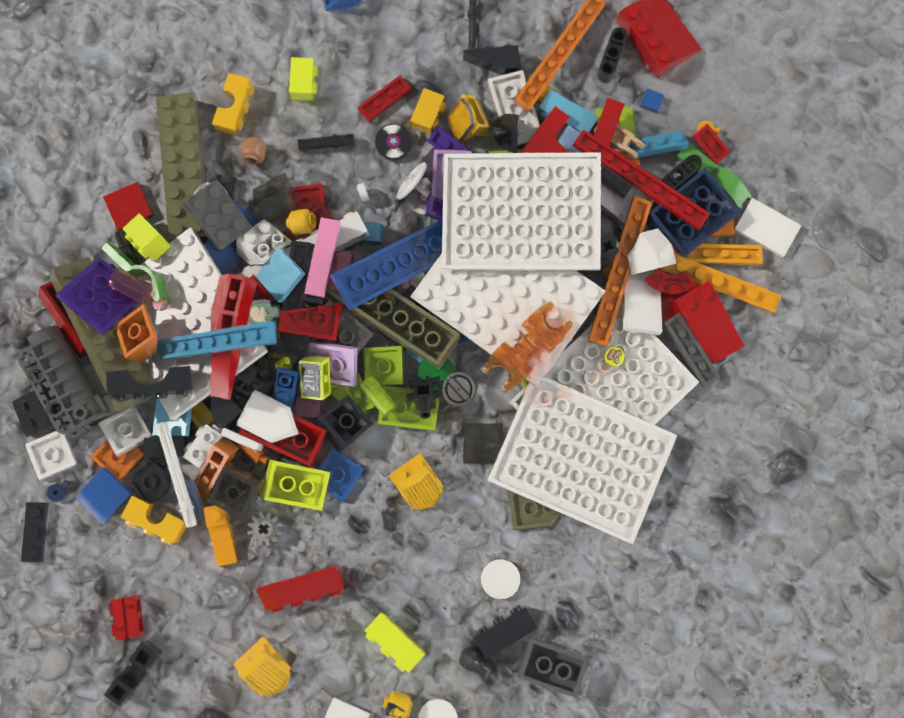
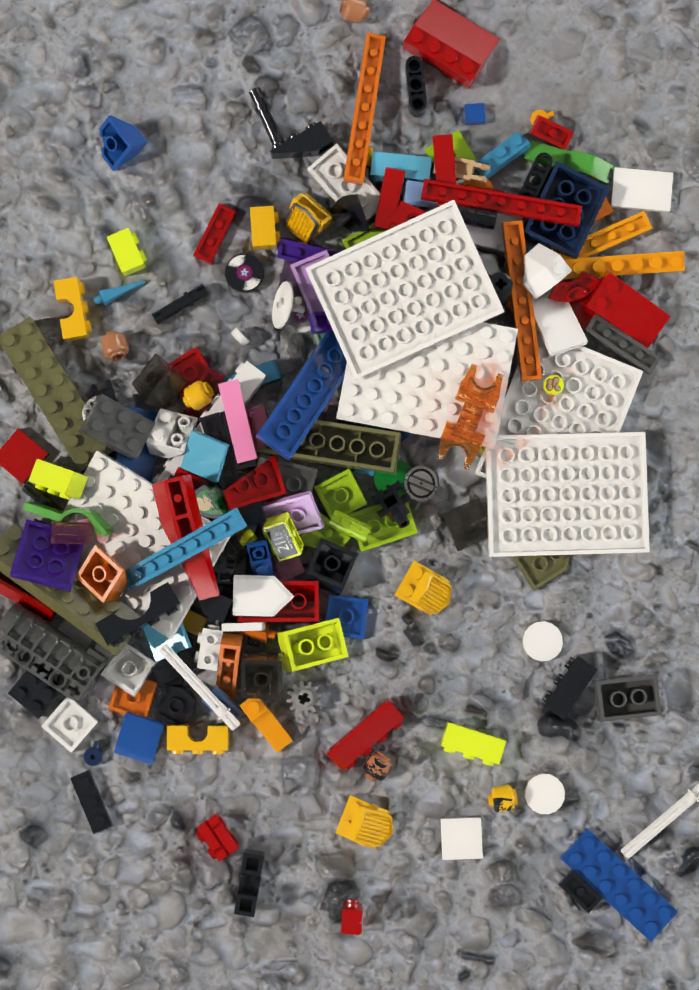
camera: 20 degrees left, 5 degrees up
(271, 108) = (108, 295): none -> dark azure piece
(299, 621) = (377, 766): none -> head

